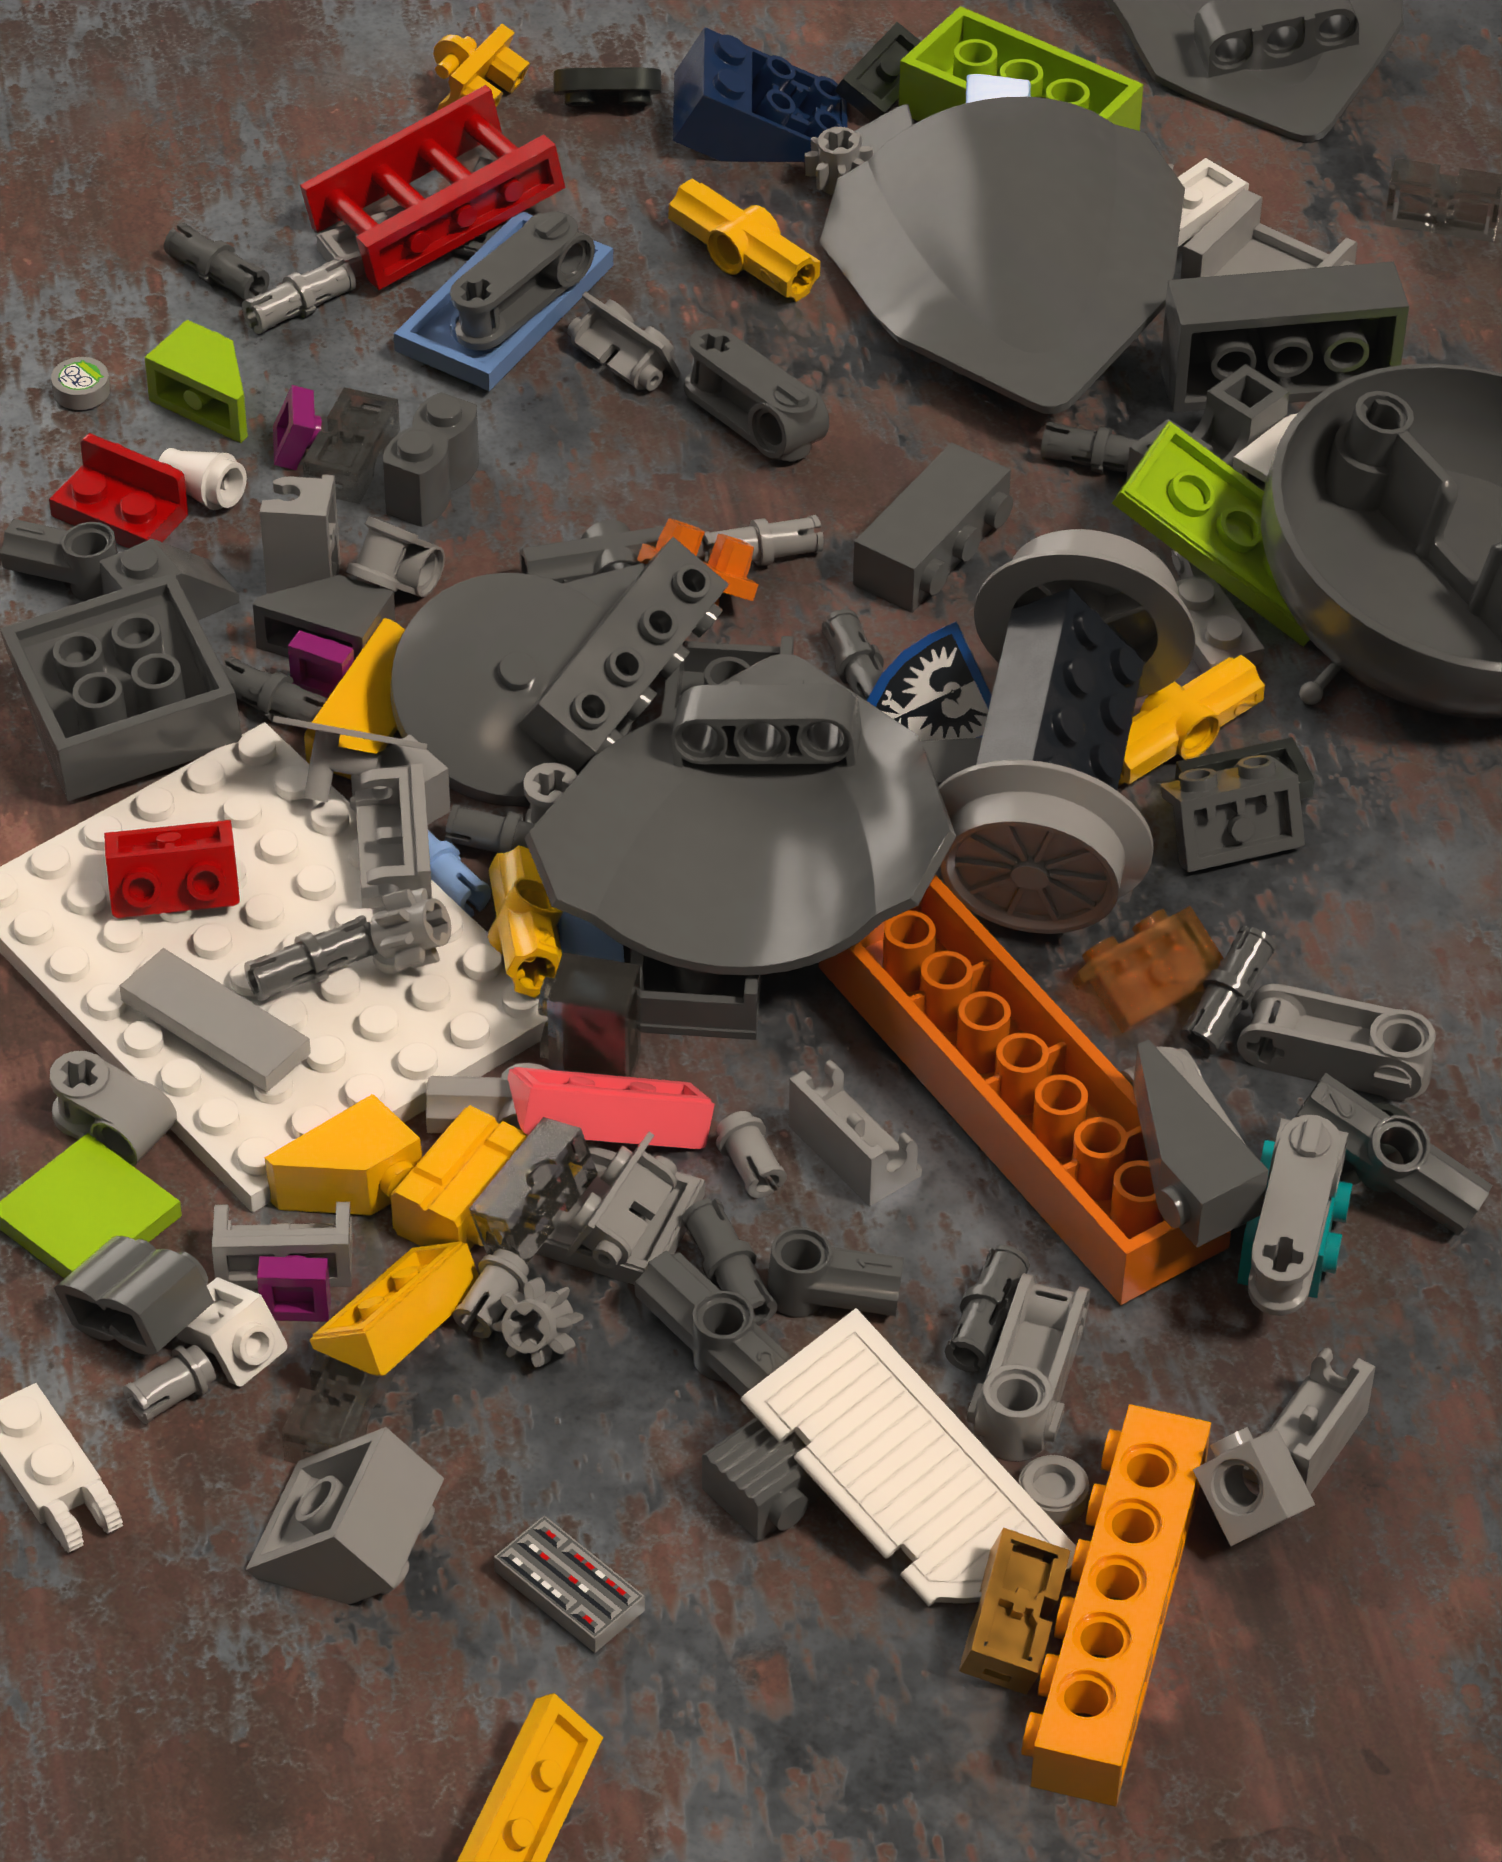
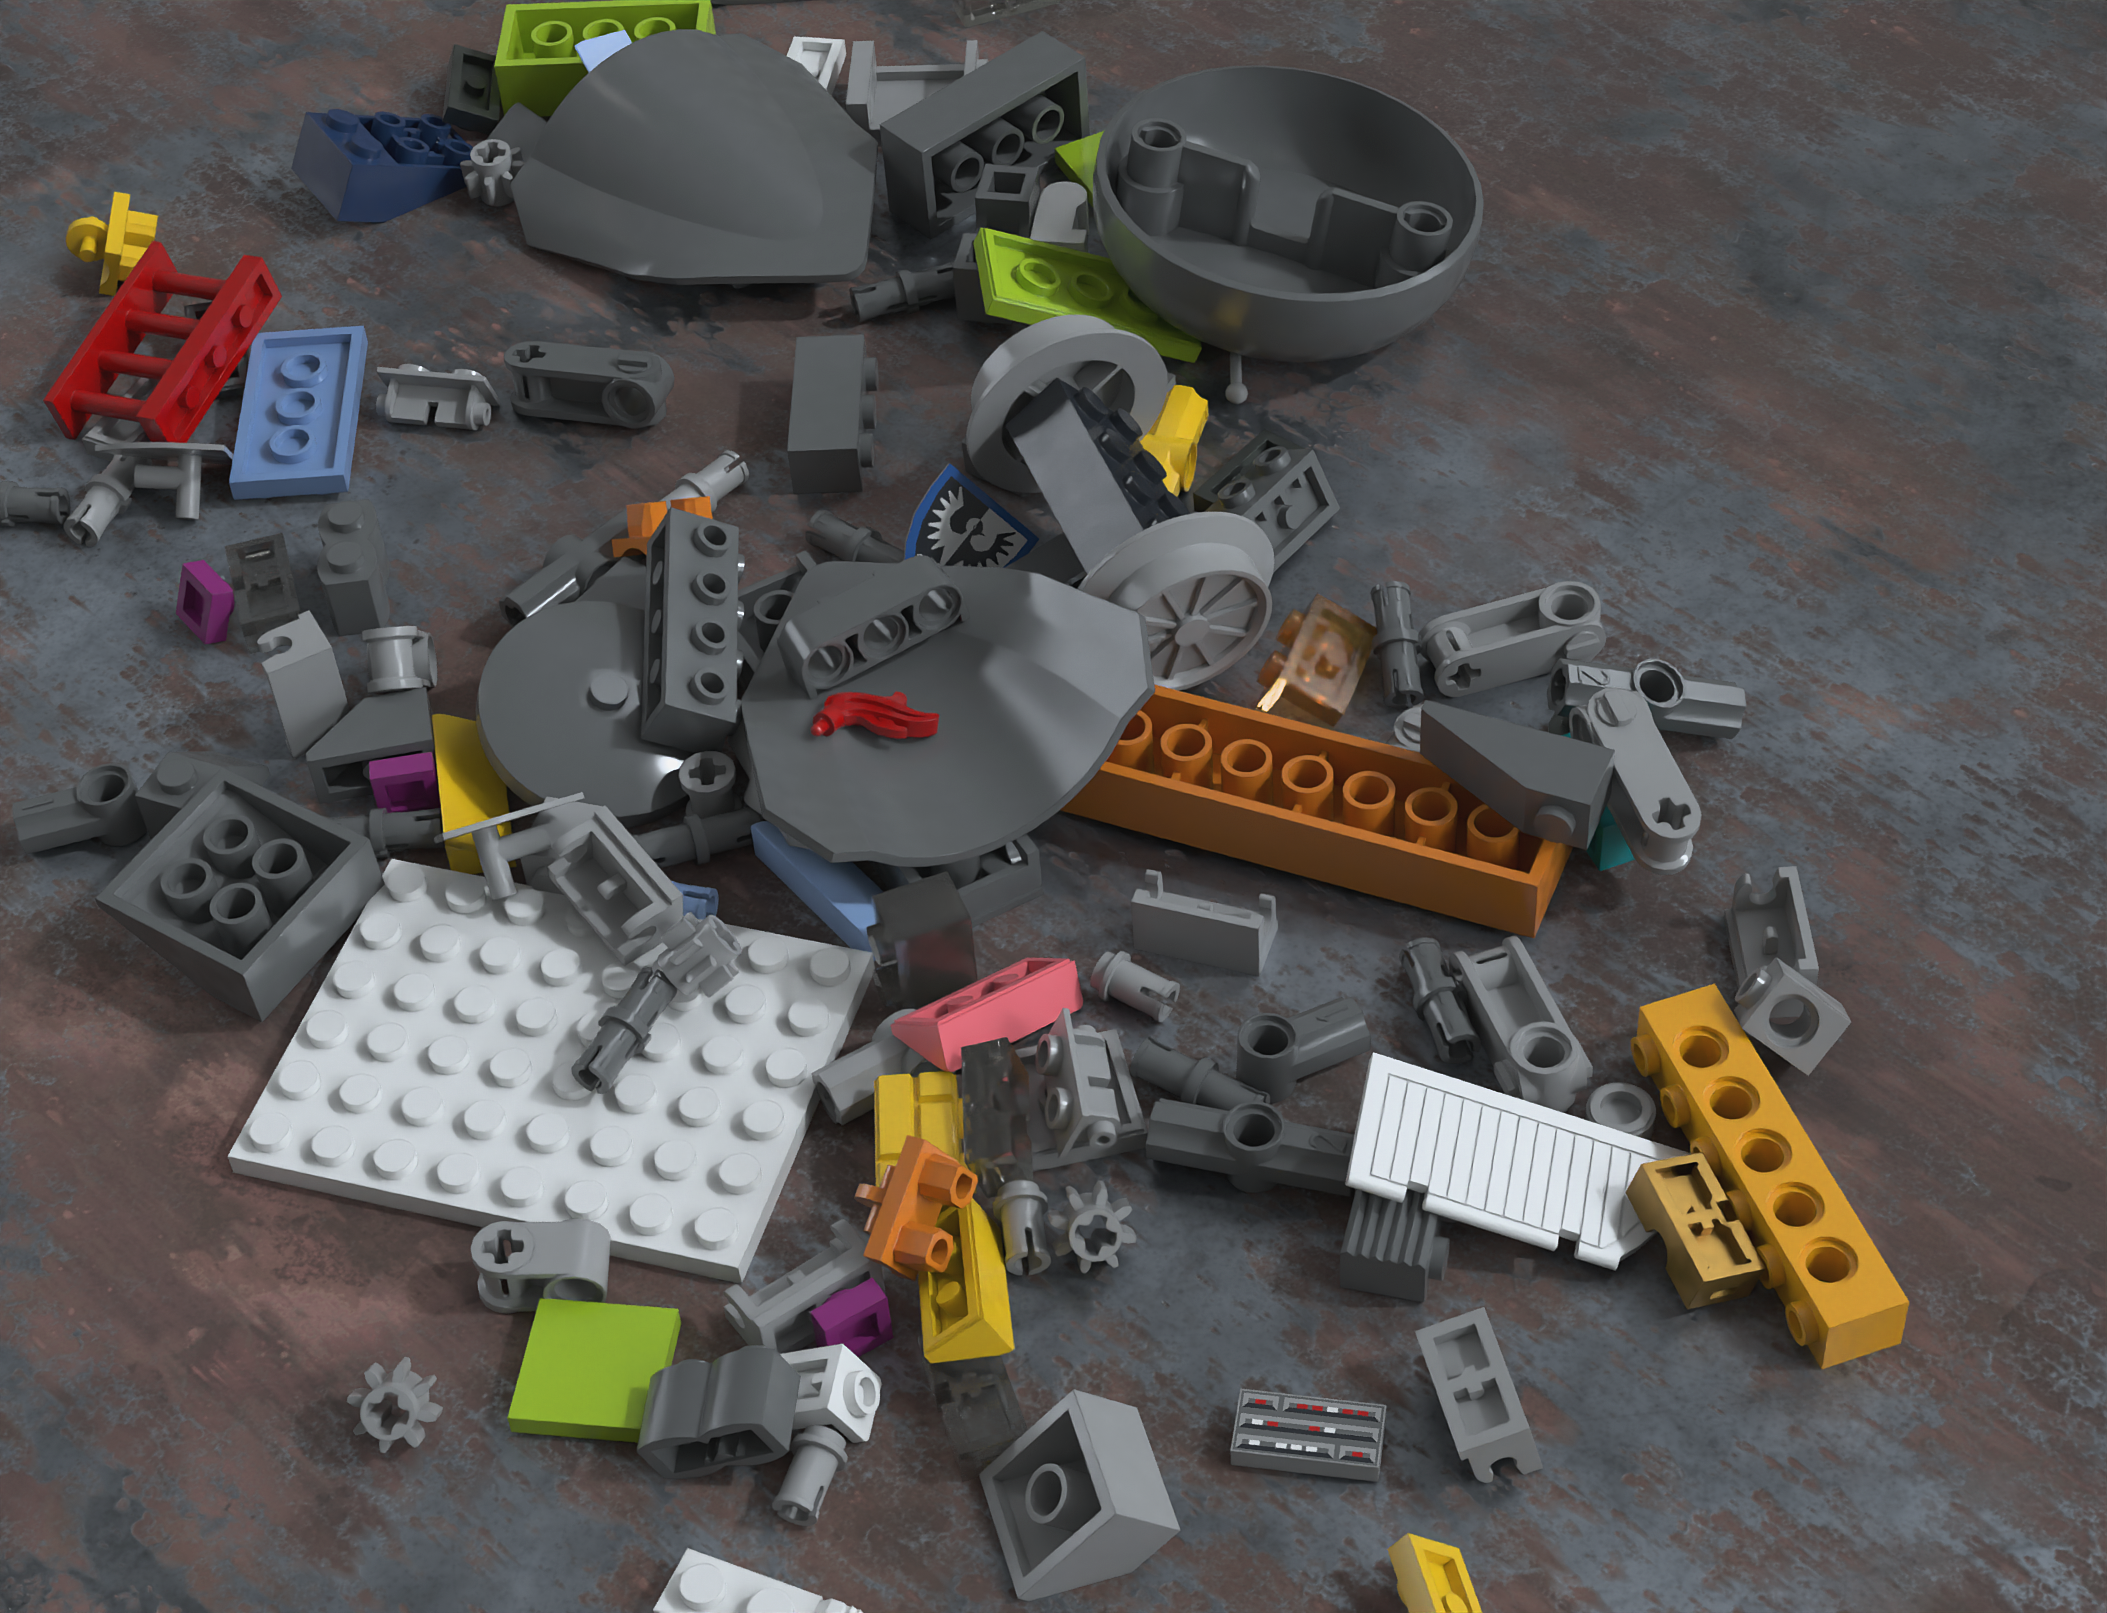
camera: 30 degrees left, 0 degrees up
(124, 491) = (87, 729): red bracket -> none
(171, 869) = (430, 1021): red bracket -> none
(199, 379) = (84, 604): lime slope -> none
(209, 476) = (155, 682): white cone -> none
(215, 1019) = (581, 1131): light grey tile -> none
(346, 1159) = (804, 1187): yellow slope -> none
(360, 310) = (184, 478): none -> light grey shield
(395, 1221) = (908, 1208): none -> orange hips
(520, 279) = (316, 381): dark grey piece -> none
(524, 921) = (784, 897): yellow piece -> none
(630, 84) = (221, 211): pearl dark grey plate -> none
(714, 806) = (879, 714): none -> red piece
(719, 1631) = (1478, 1394): none -> light grey hinge
(744, 240) = (467, 269): yellow piece -> none

